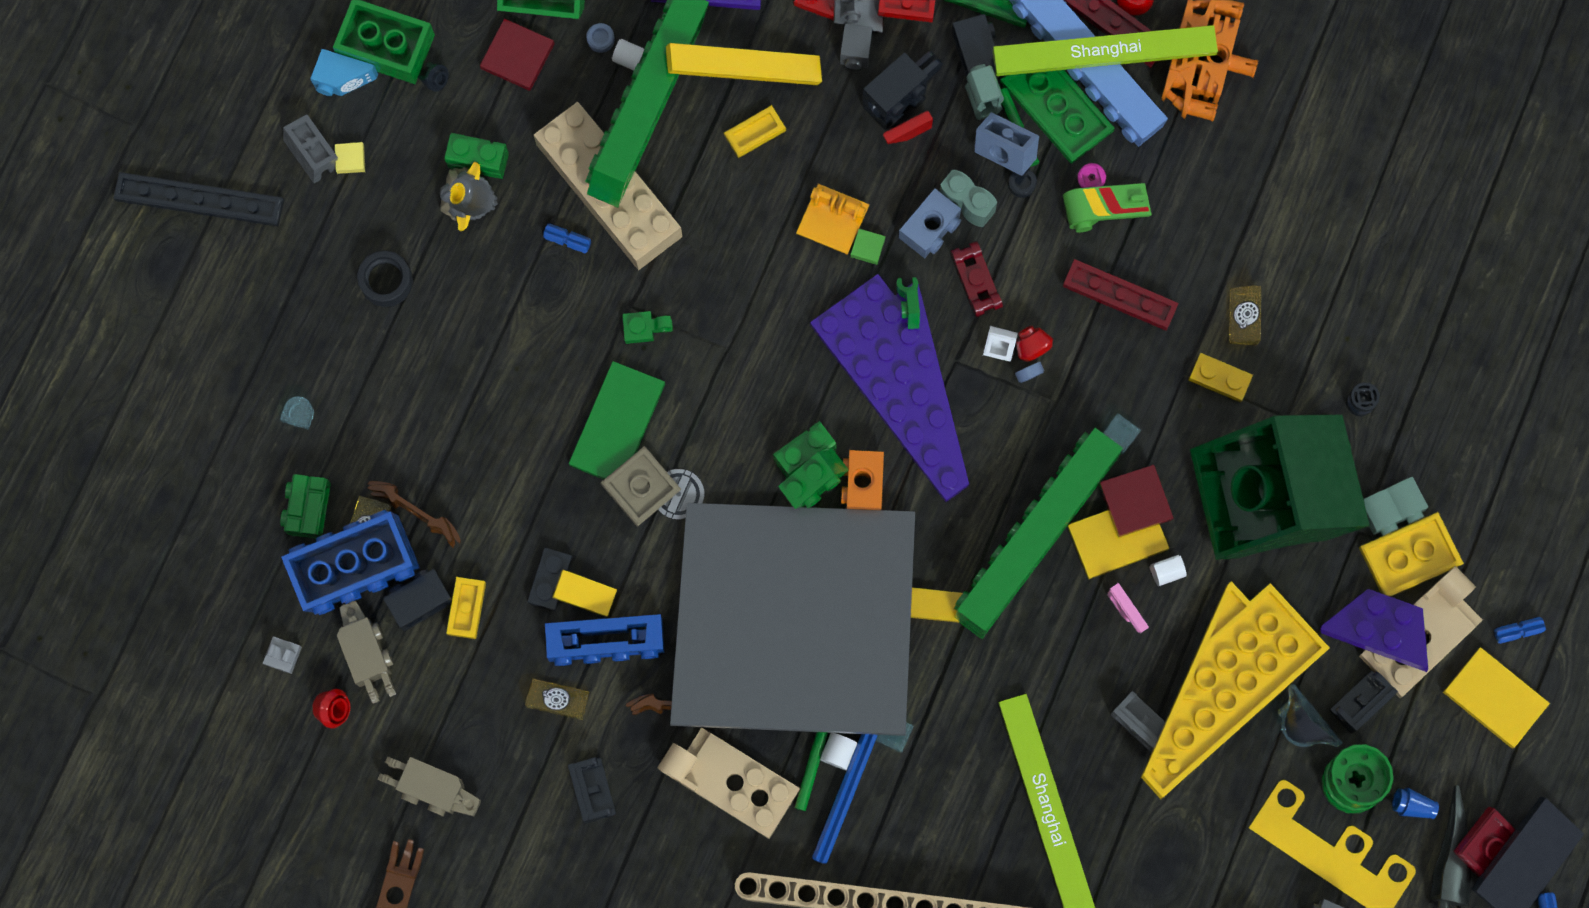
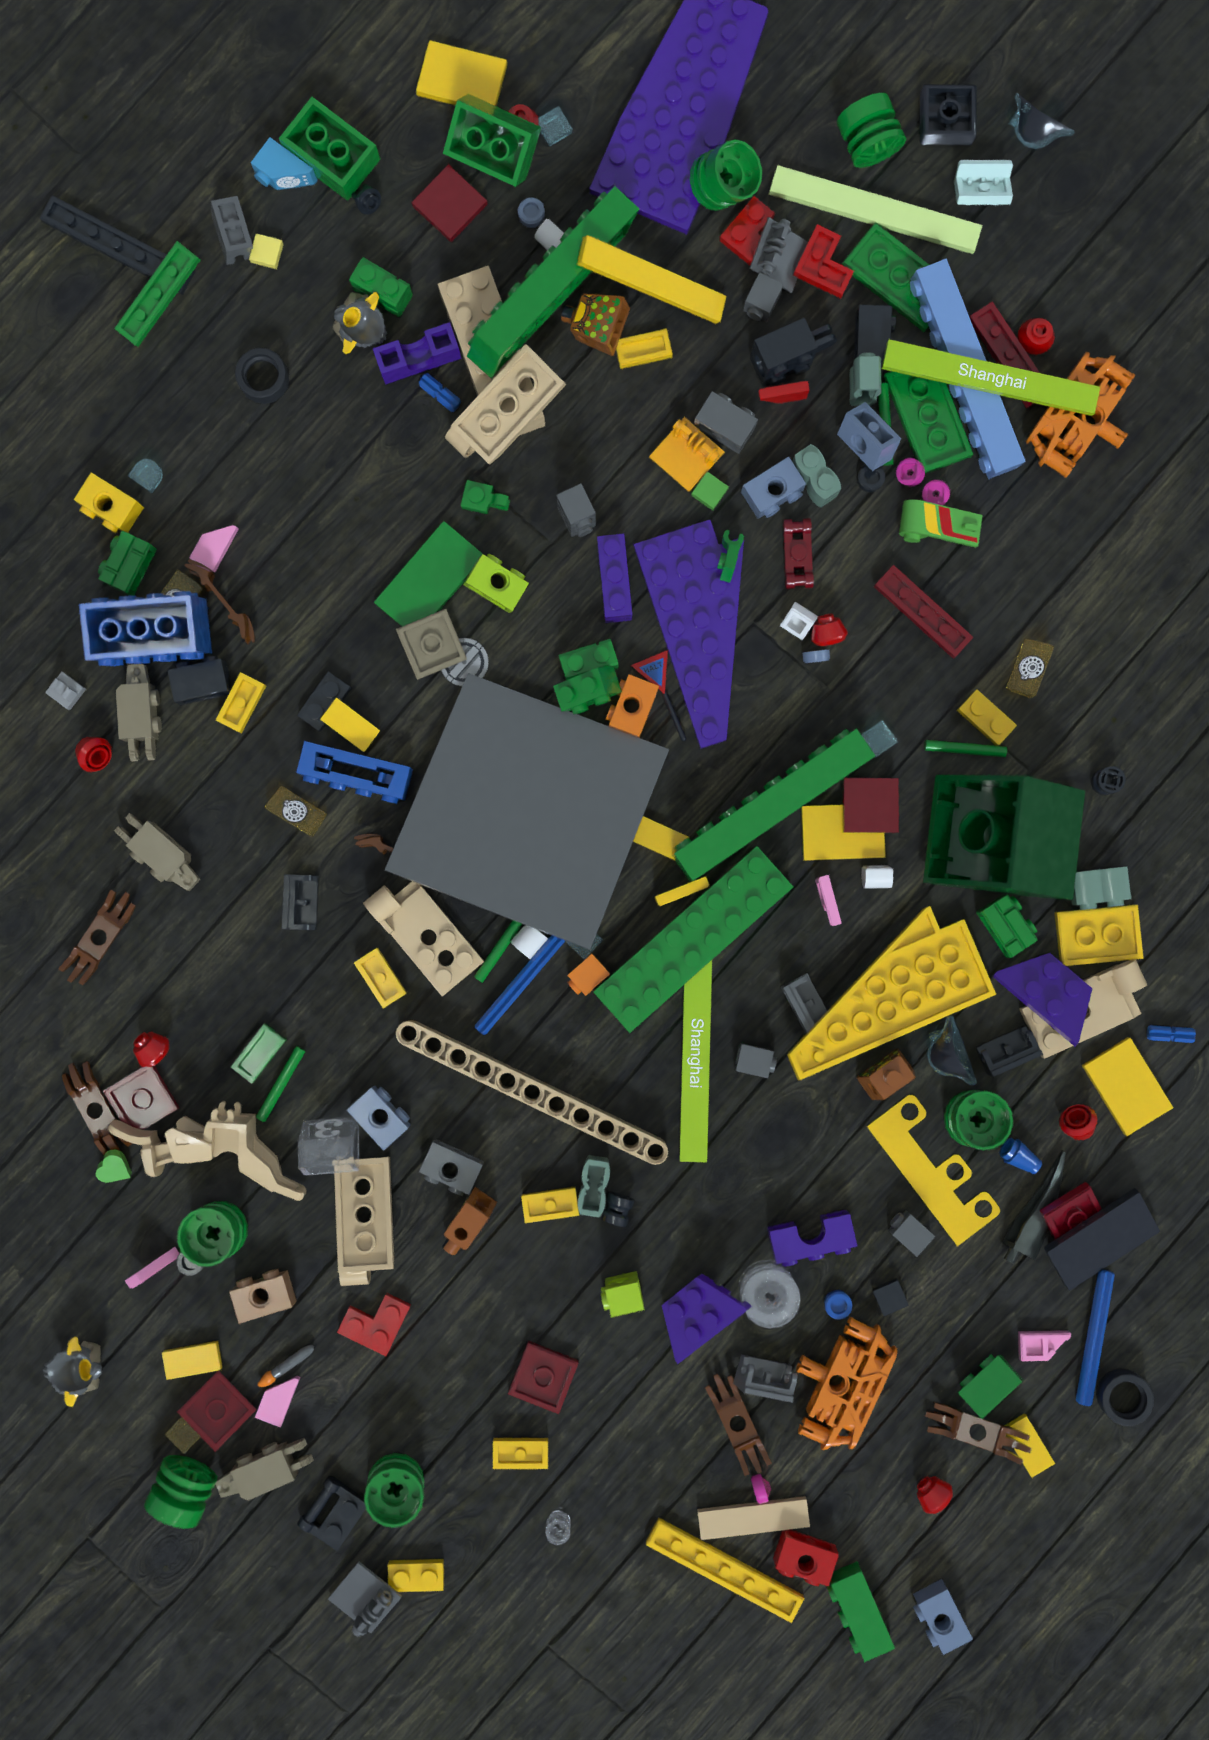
camera: 15 degrees right, 10 degrees up
(255, 233) = (157, 294): none -> green tile
(257, 443) = (96, 493): none -> yellow brick
(388, 461) = (213, 547): none -> bright pink tile
(549, 198) = (433, 350): none -> dark purple arch
(633, 256) = (483, 423): none -> tan hinge
(670, 409) = (480, 582): none -> lime brick
(699, 840) = (380, 978): none -> yellow plate
(701, 119) = (598, 320): none -> dark orange torso
(743, 308) = (576, 511): none -> dark grey brick
(803, 361) = (614, 578): none -> dark purple arch
(861, 175) = (726, 421): none -> dark grey brick
(873, 439) = (655, 672): none -> piece
(910, 766) = (587, 975): none -> orange brick
(977, 650) = (682, 891): none -> yellow tile
(1004, 694) = (693, 939): none -> green brick
(1059, 165) = (910, 472): none -> dark pink tile
(1110, 796) = (755, 1060): none -> dark grey brick
(1210, 414) = (965, 748): none -> green bar
(1249, 768) = (886, 1076): none -> dark orange torso
(1316, 575) = (1007, 925): none -> green brick
(1460, 749) = (1078, 1121): none -> red cone

